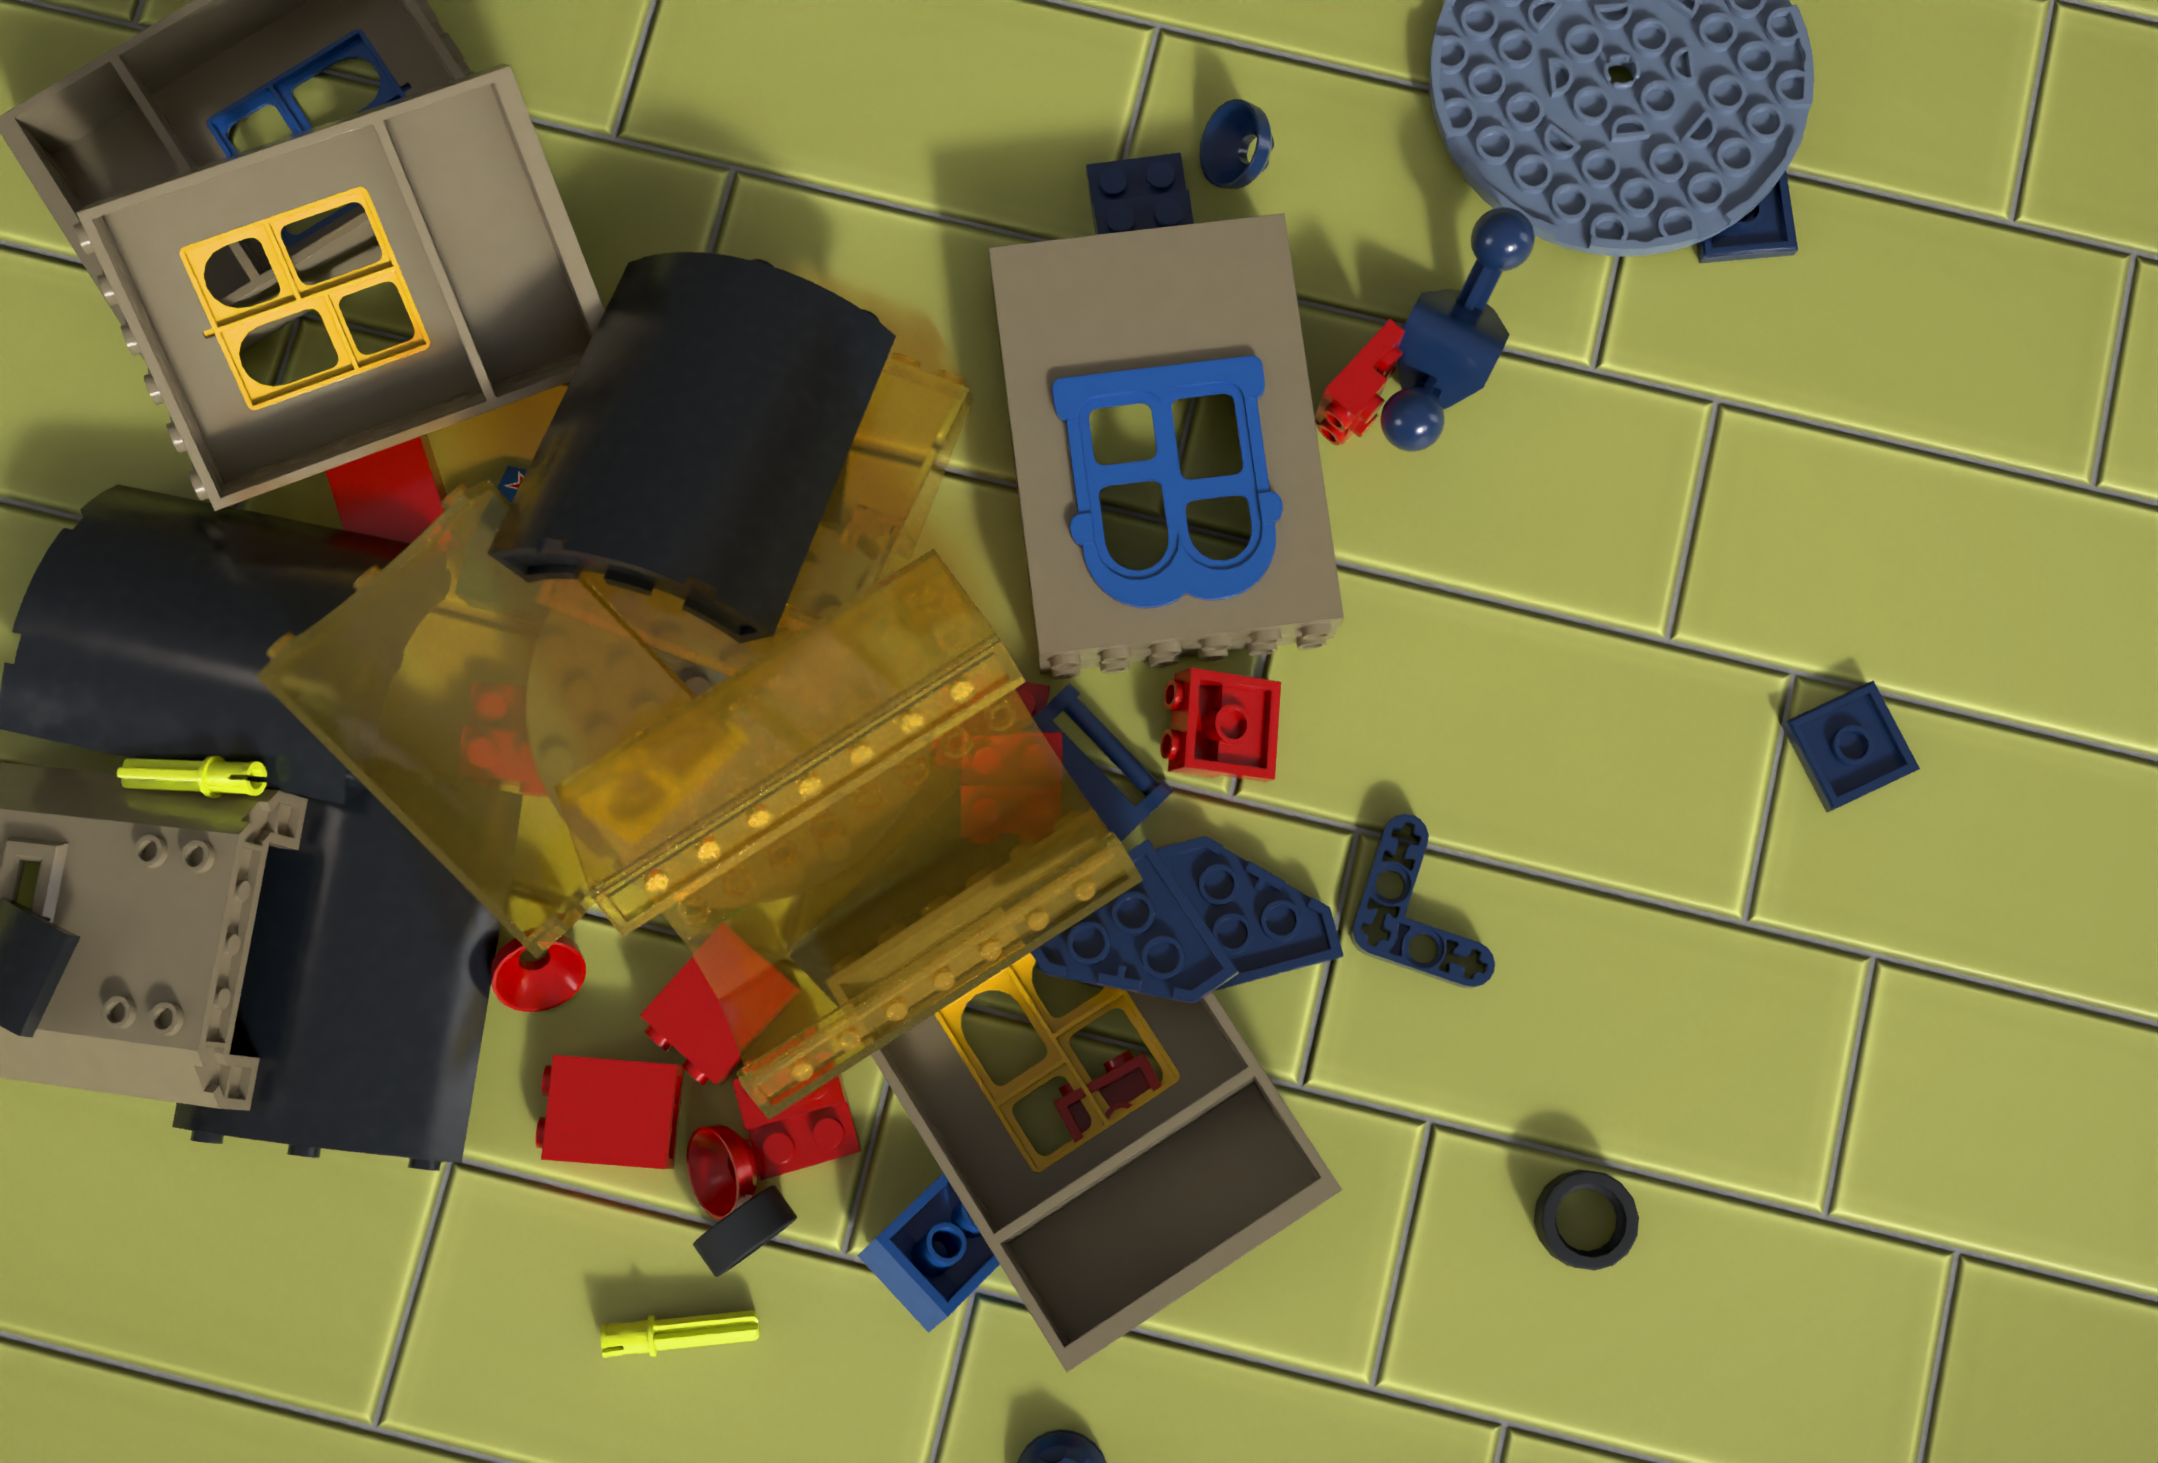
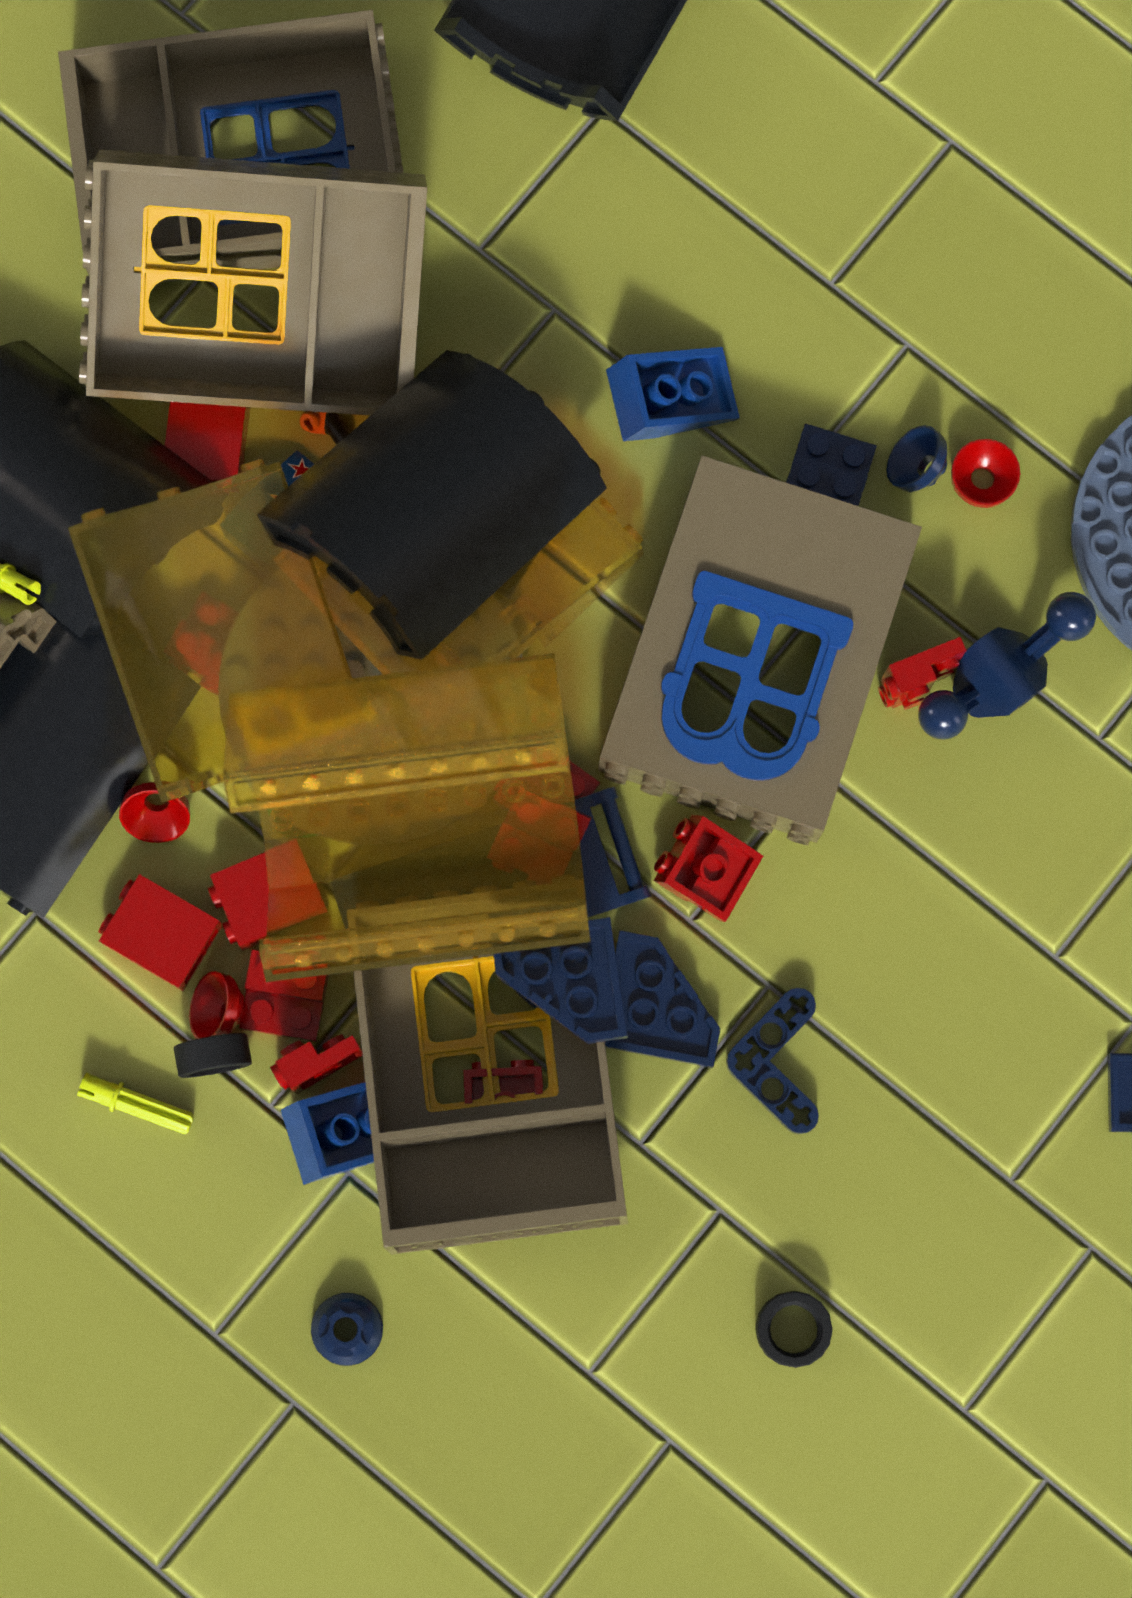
camera: 25 degrees right, 0 degrees up
(522, 419) = (325, 424): none -> arm
(862, 1188) = (304, 1066): none -> red plate
(914, 199) = (671, 392): none -> blue slope
(1324, 107) = (989, 456): none -> red piece

